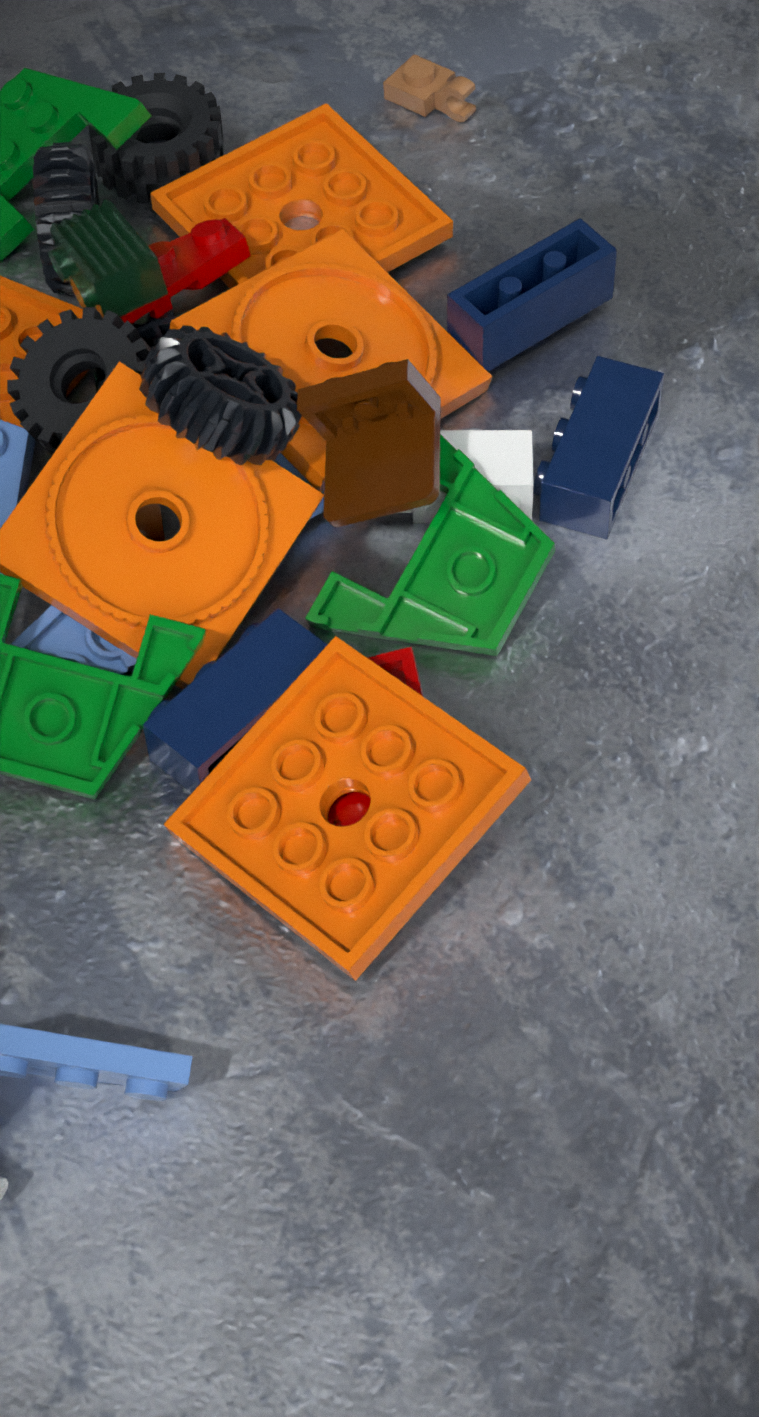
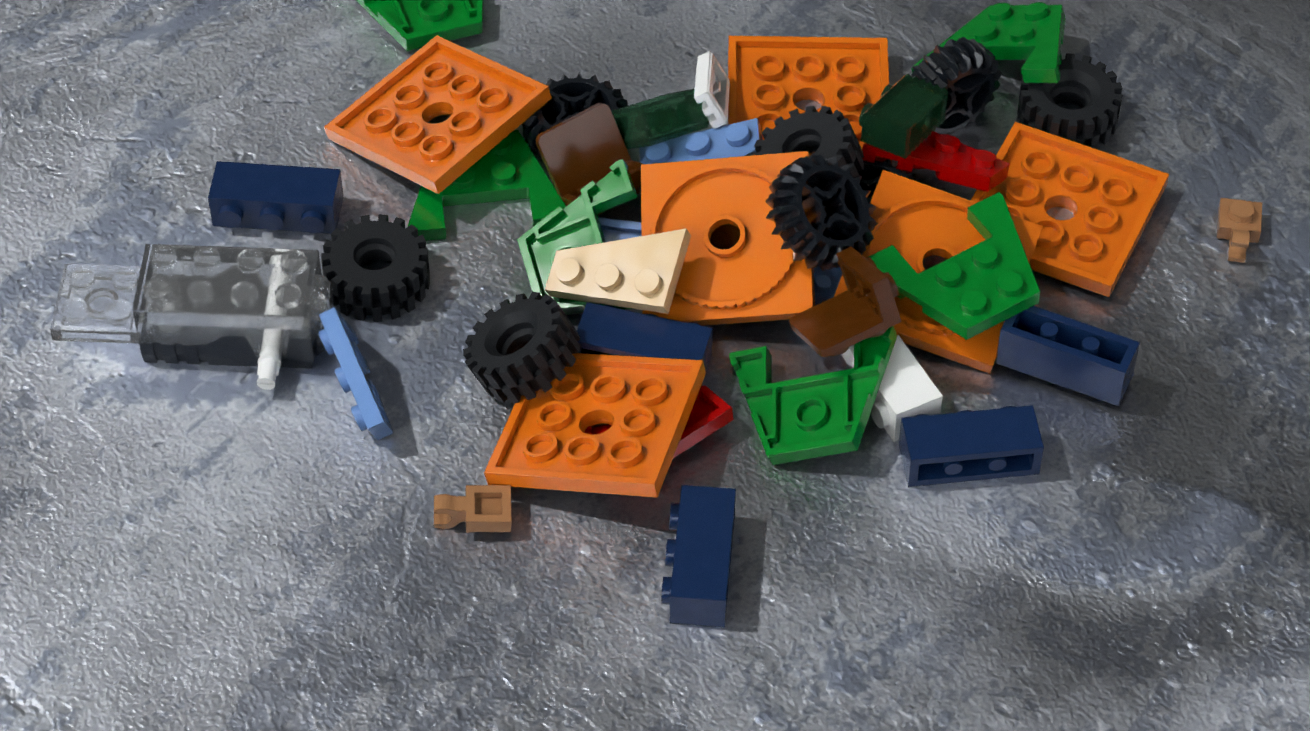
camera: 60 degrees right, 5 degrees down
(128, 821) = (522, 347): none -> black tyre
(133, 659) = (622, 272): none -> tan wing
(389, 1005) = (482, 508): none -> medium nougat plate
(407, 304) = (975, 285): none -> green wing
(618, 784) = (700, 556): none -> dark blue brick

